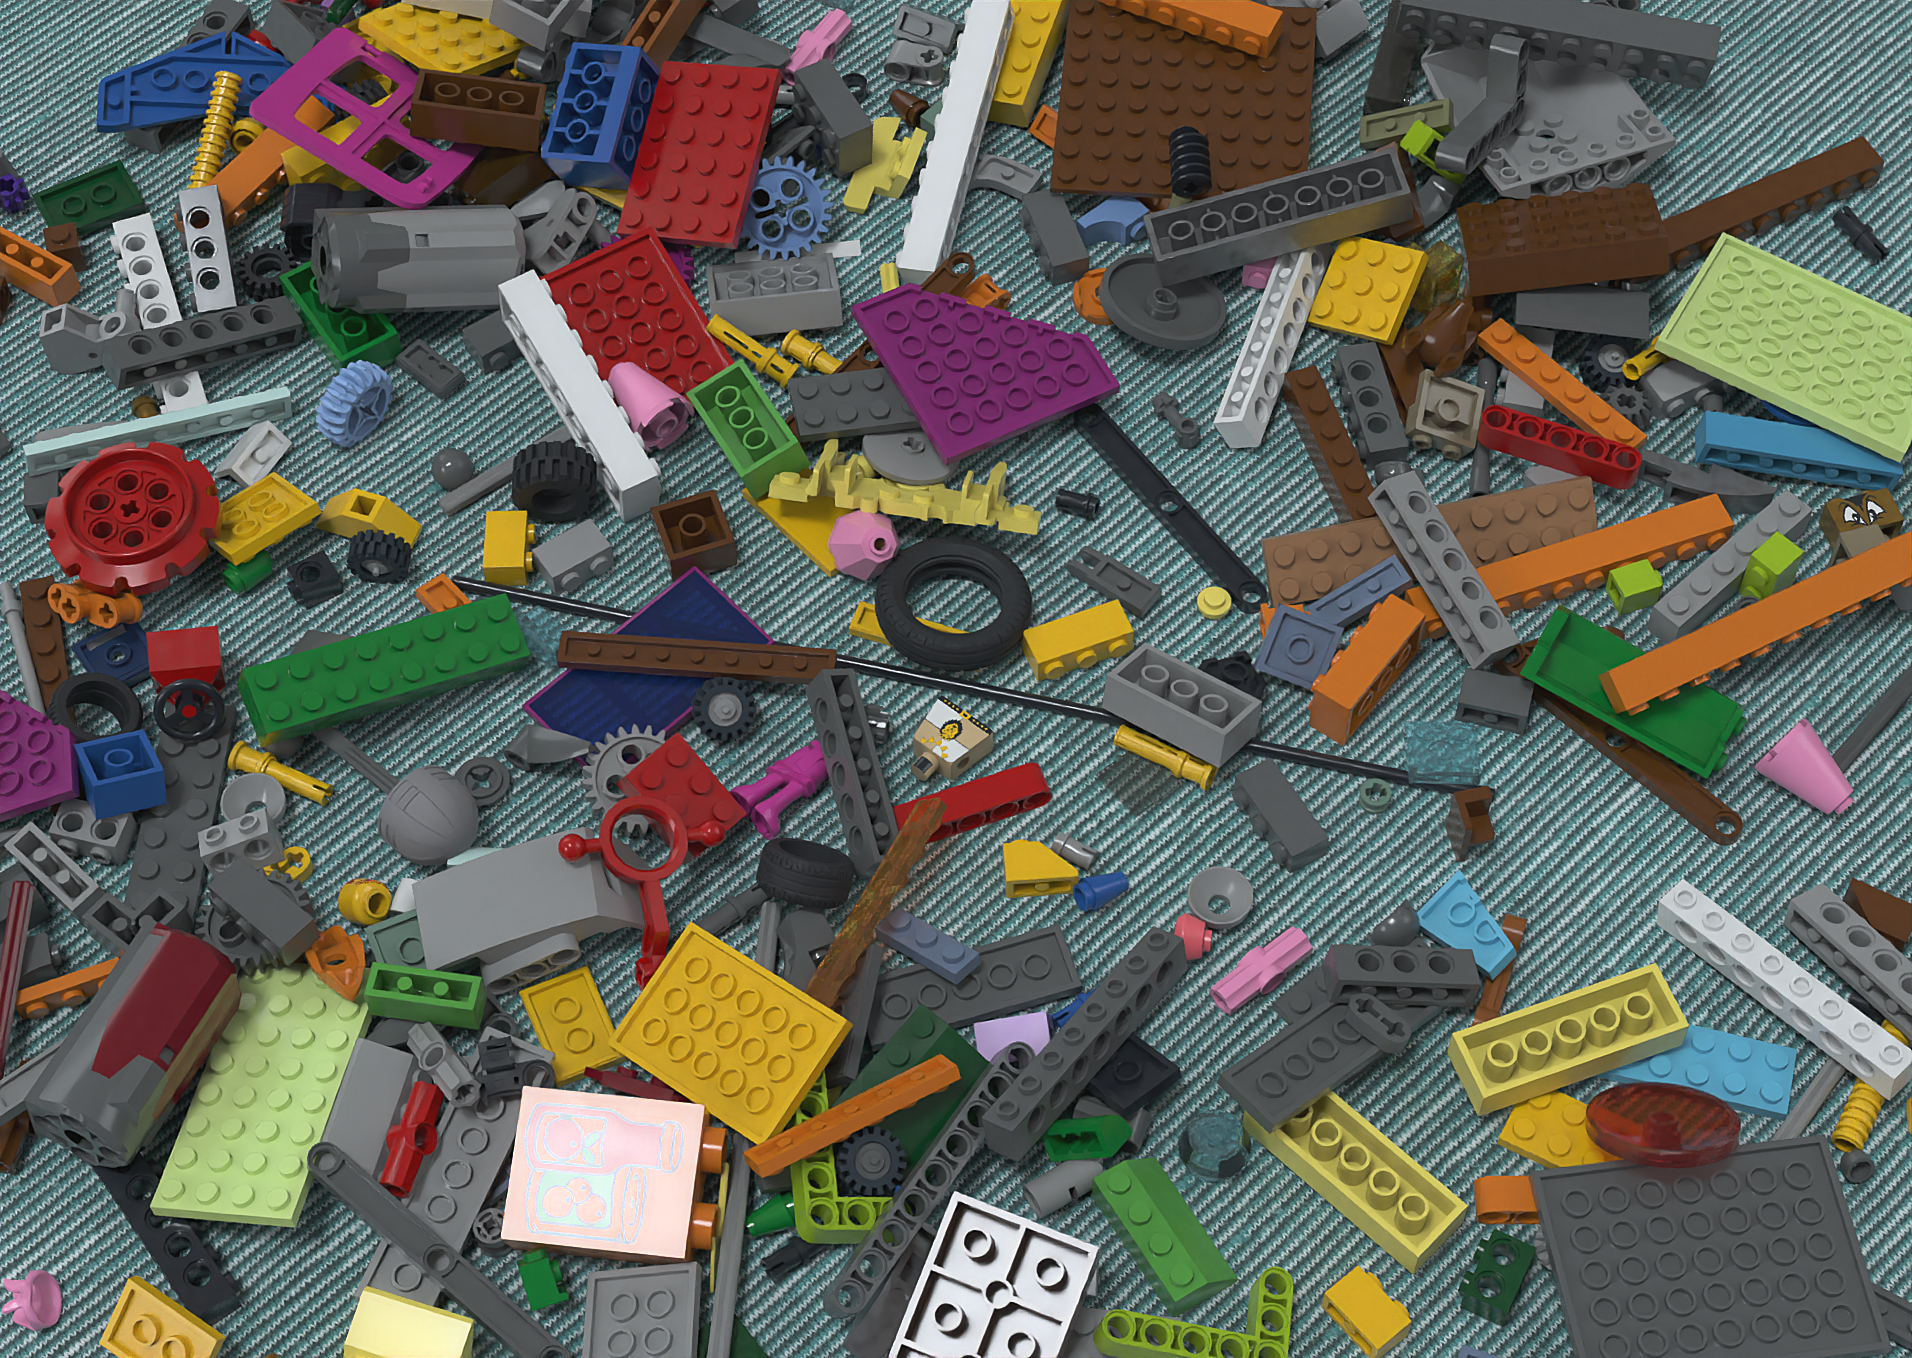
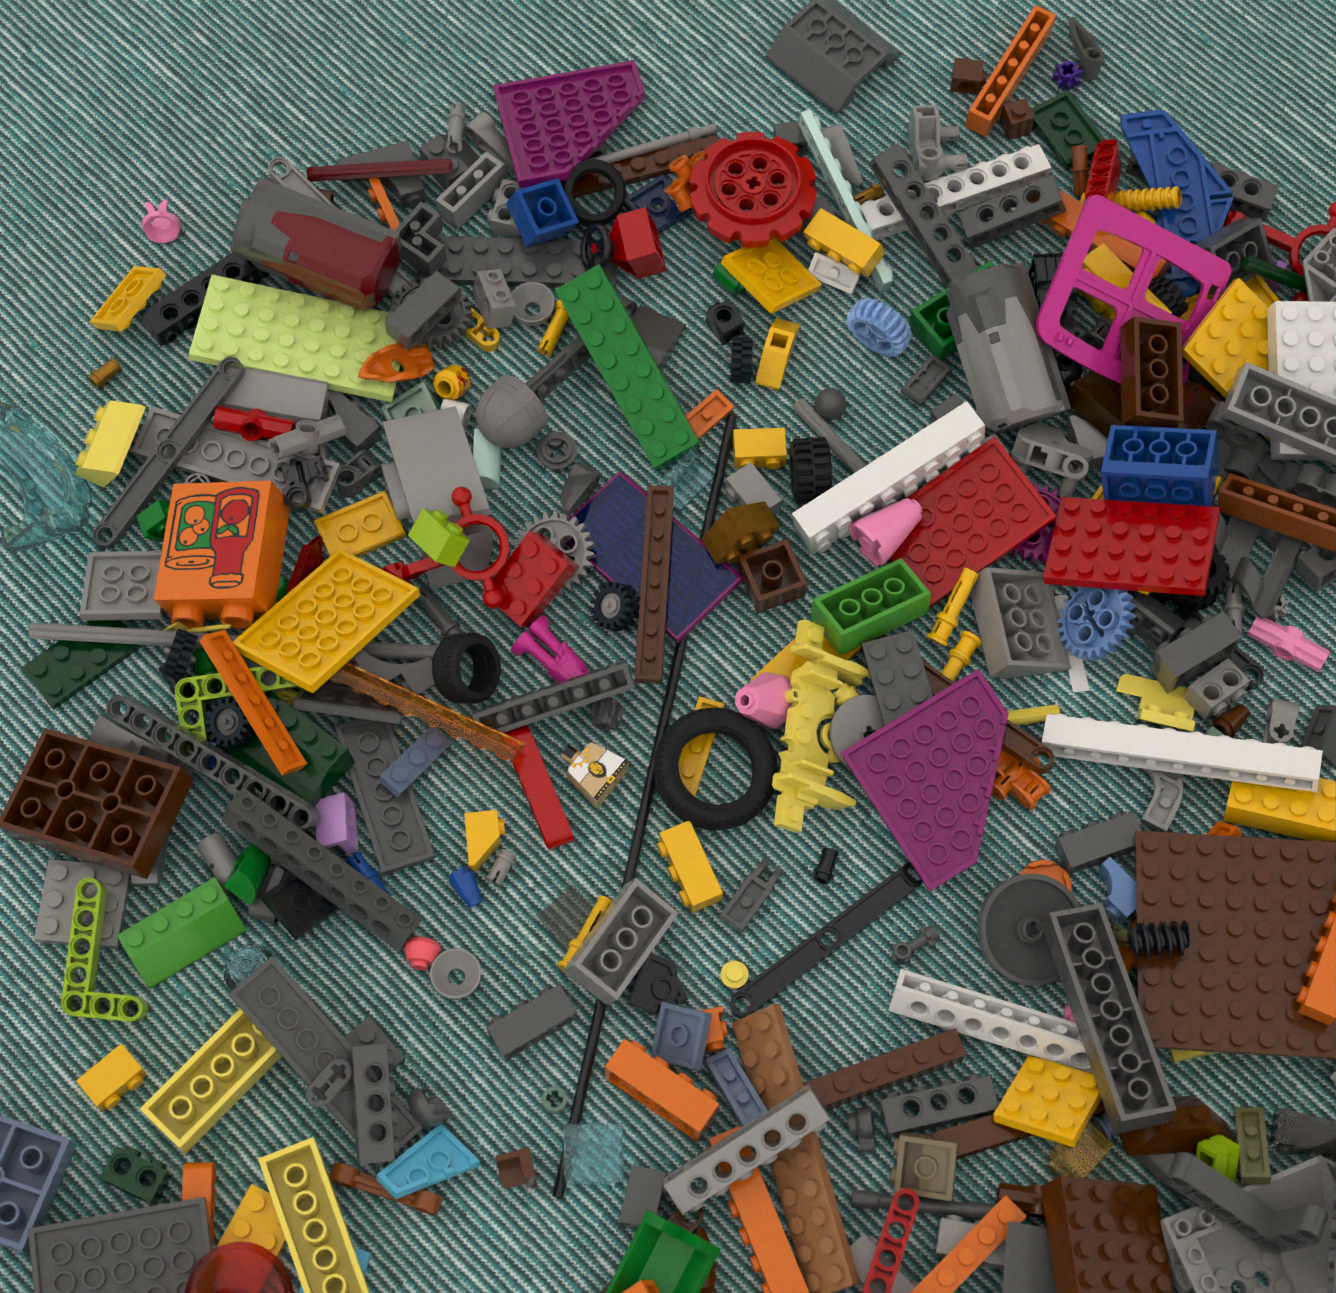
camera: 85 degrees right, 10 degrees up
(151, 187) = (1080, 169): none -> dark orange axle
(185, 153) = (1105, 170): none -> red beam
(230, 425) = (843, 243): none -> yellow brick
(261, 261) = (1012, 247): black tyre -> none
(425, 995) = (360, 421): bright green brick -> none
(630, 873) = (439, 537): none -> lime brick
(638, 557) = (740, 532): none -> pearl gold brick
(766, 1229) = (179, 654): none -> black wheel
(884, 112) = (1213, 685): none -> light grey brick
(1261, 970) = (395, 1006): bright pink piece -> none
(1444, 337) = (996, 1162): reddish brown piece -> none

